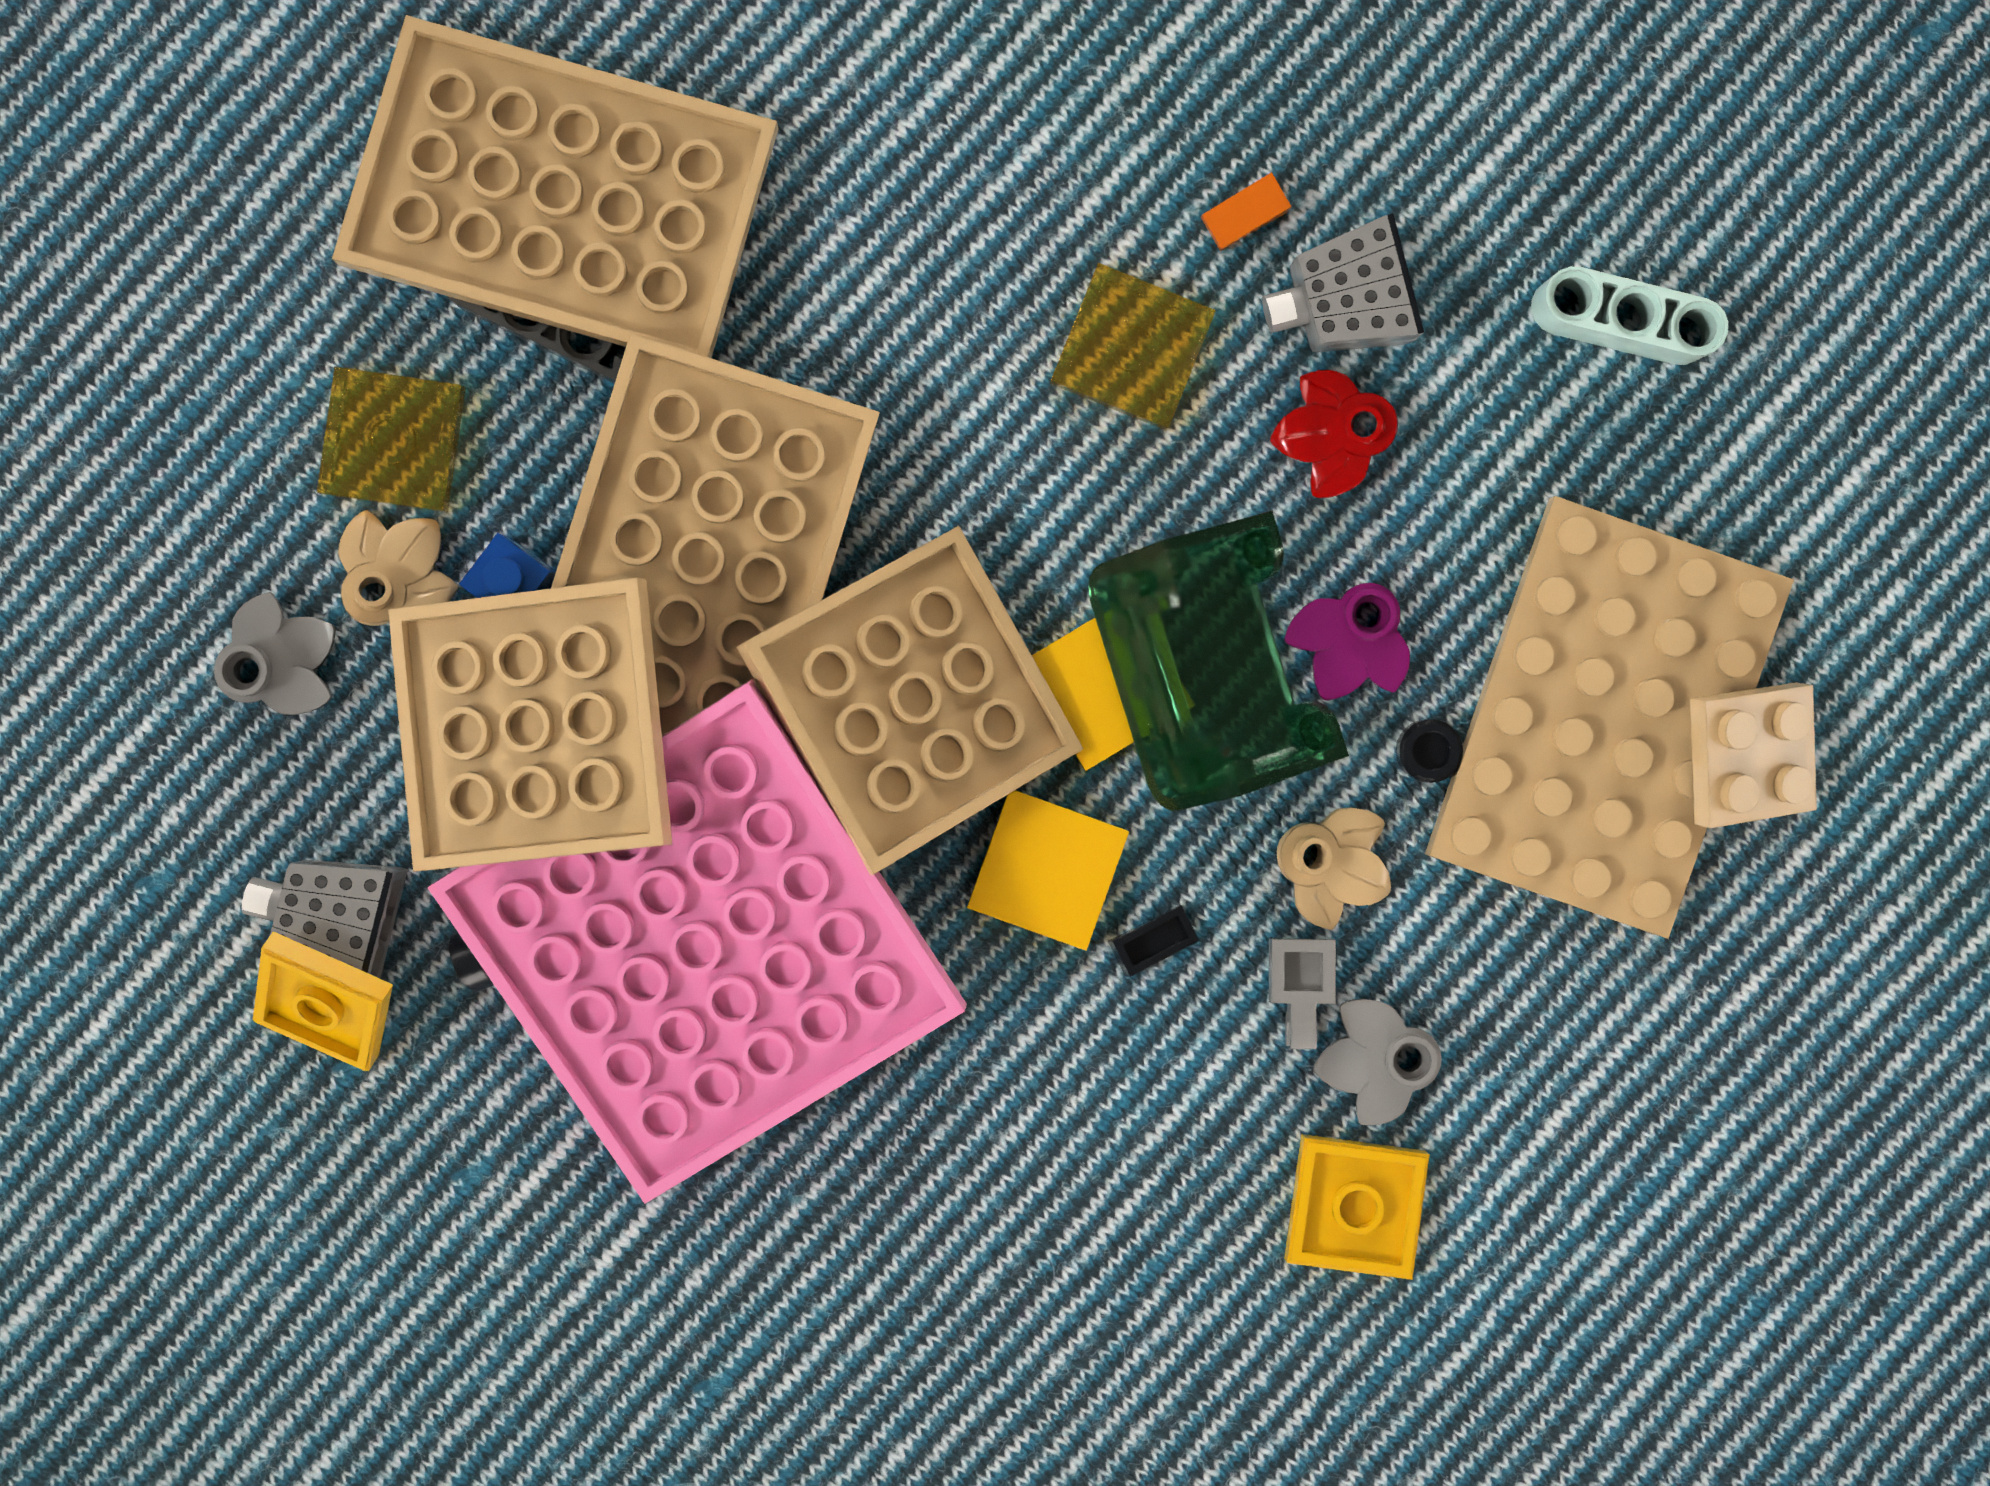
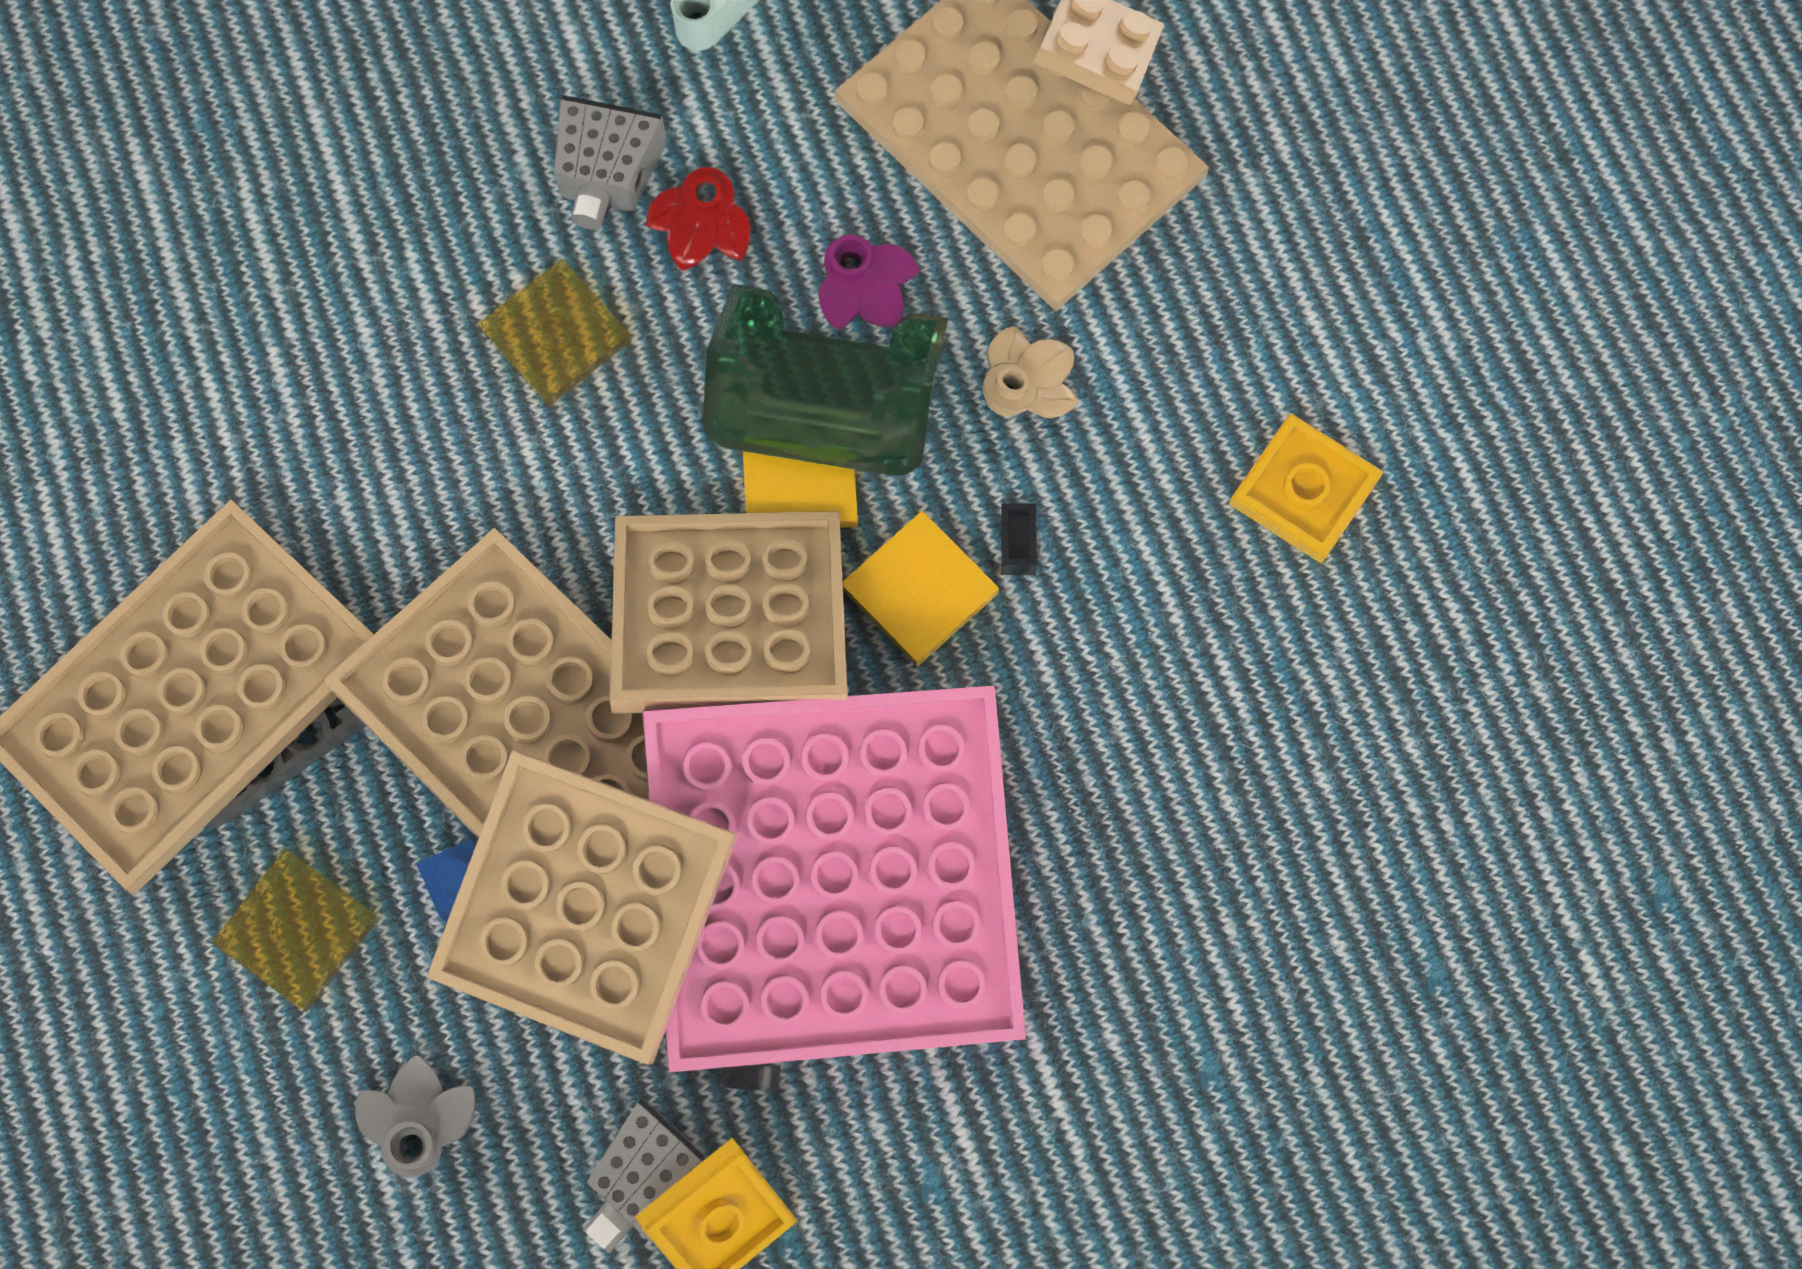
camera: 65 degrees left, 15 degrees down
(397, 560) = (392, 975): tan plate -> none
(1246, 211) = (502, 205): orange piece -> none
(1302, 976) = (1104, 438): light grey plate -> none
(1368, 1060) = (1194, 424): light grey plate -> none
(1429, 750) = (977, 268): black tile -> none

